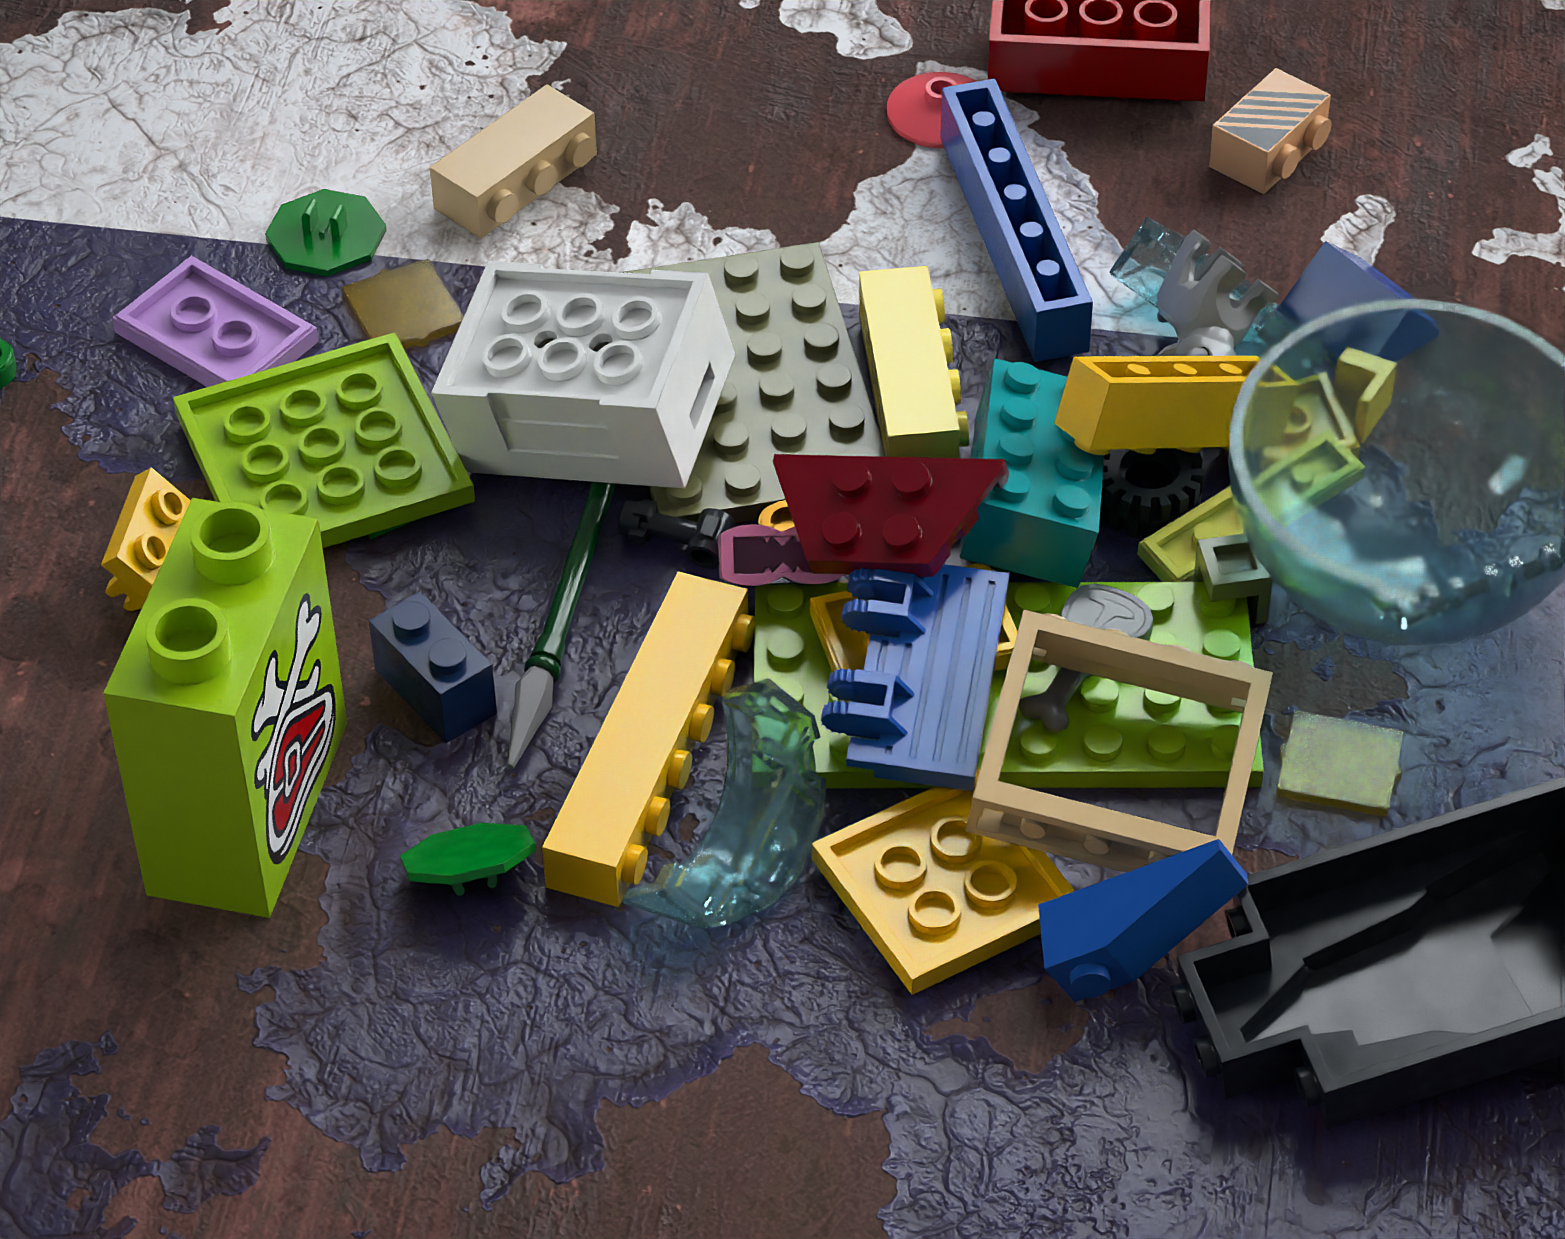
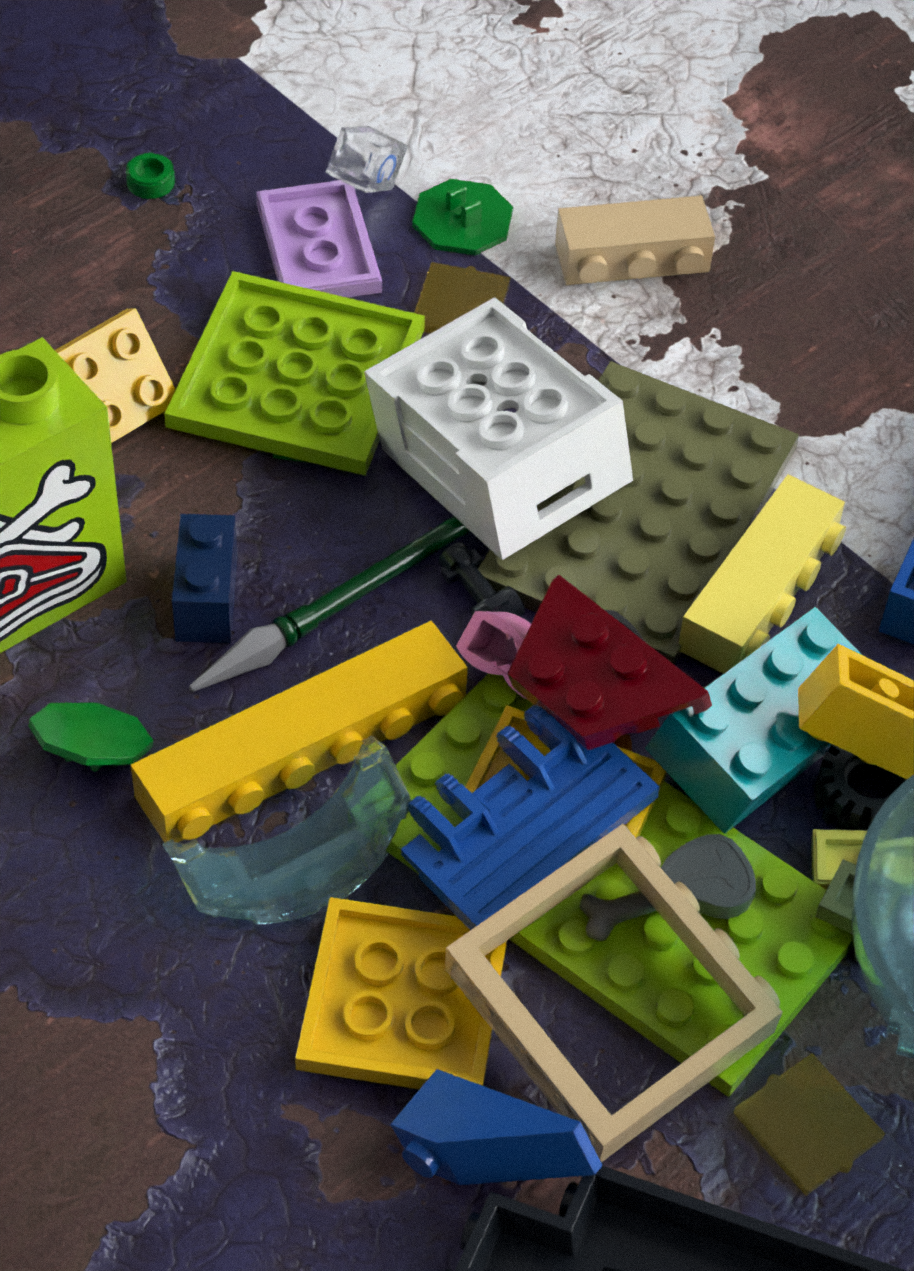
camera: 35 degrees right, 5 degrees up
(198, 226) = (366, 159): none -> clear brick

